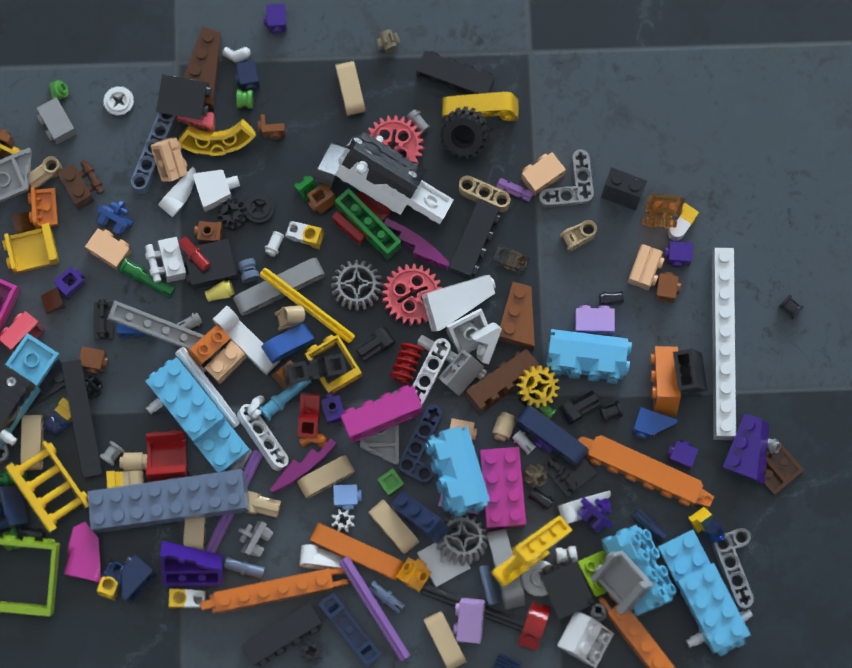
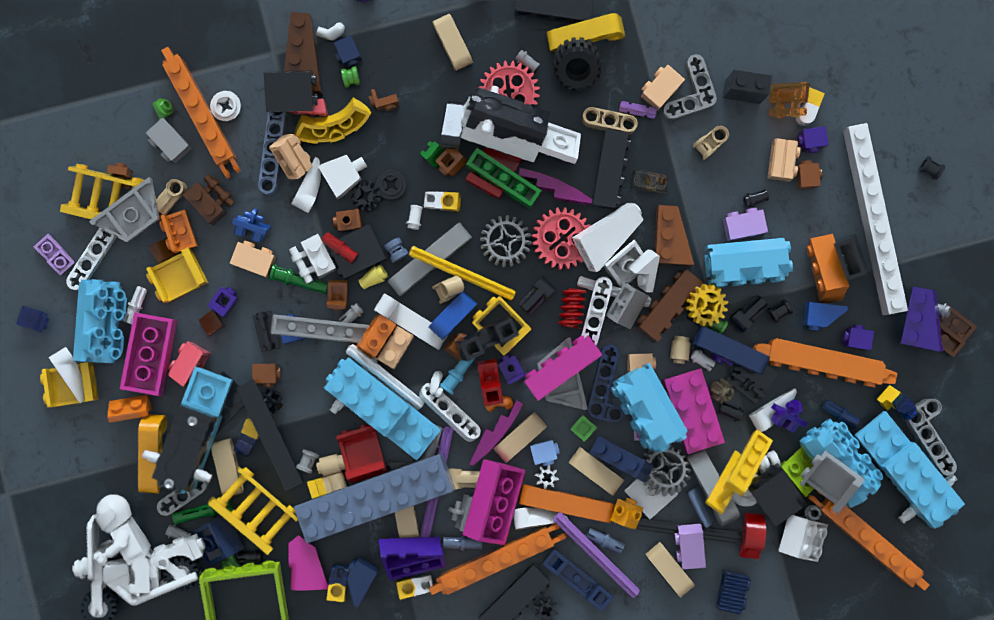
camera: 20 degrees left, 10 degrees up
(92, 100) = (199, 111): none -> orange hinge
(181, 299) = (337, 294): none -> dark orange bracket
(284, 531) = (494, 502): none -> dark pink brick

